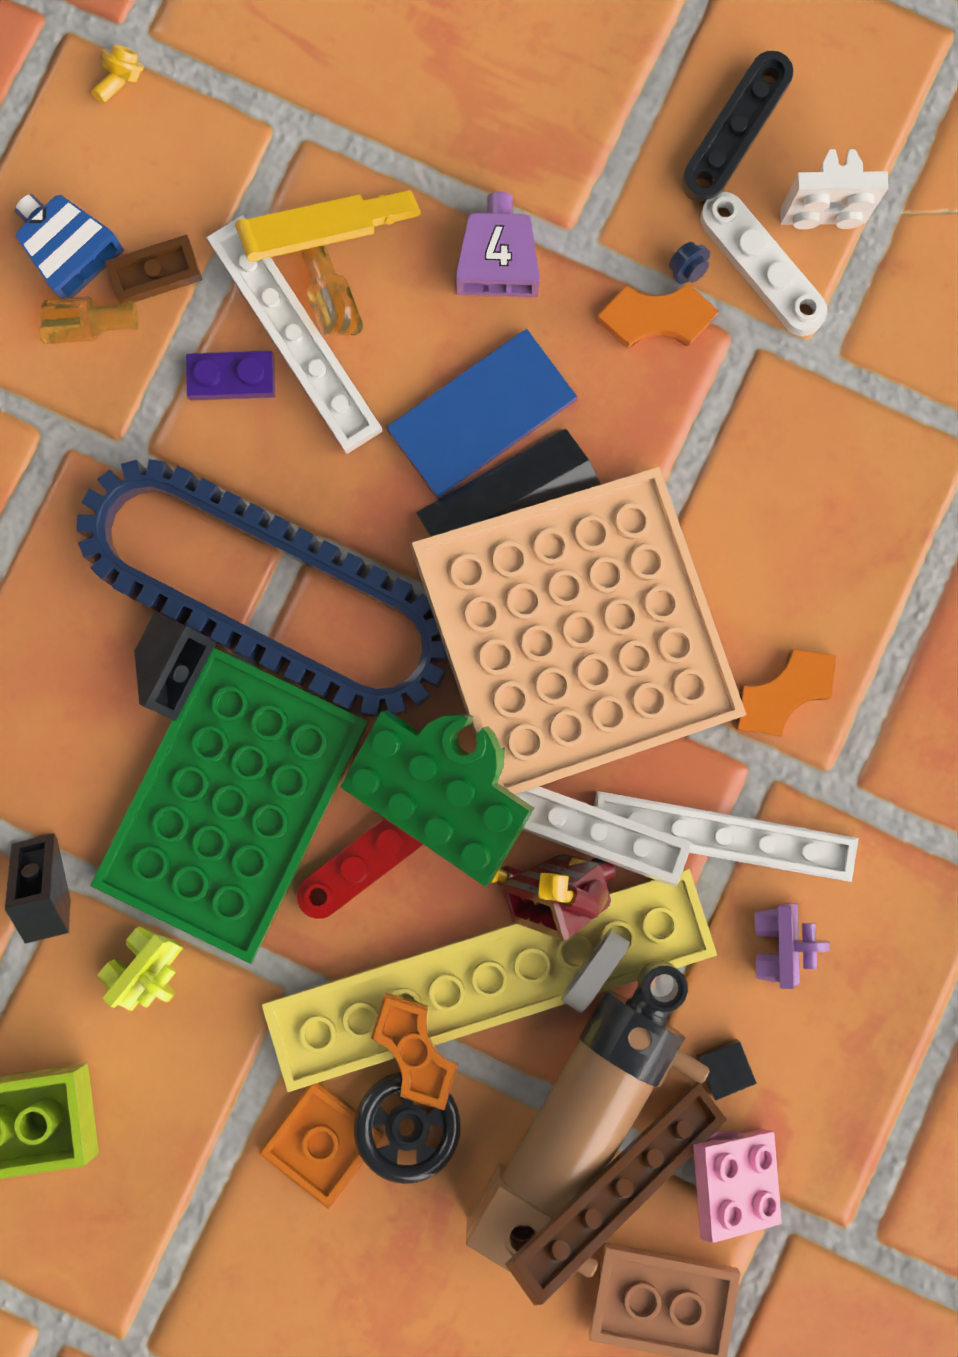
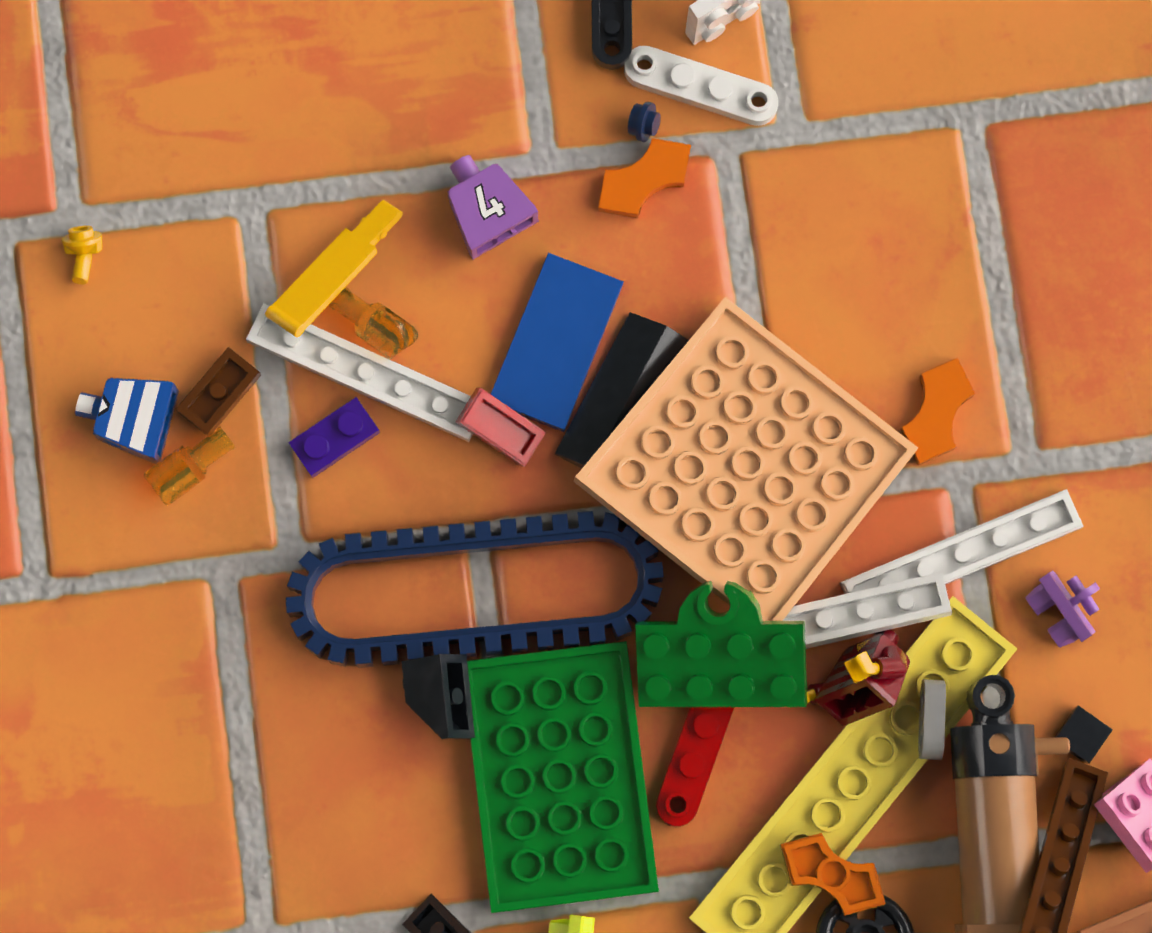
camera: 35 degrees left, 5 degrees down
(380, 457) = (500, 427): none -> tile

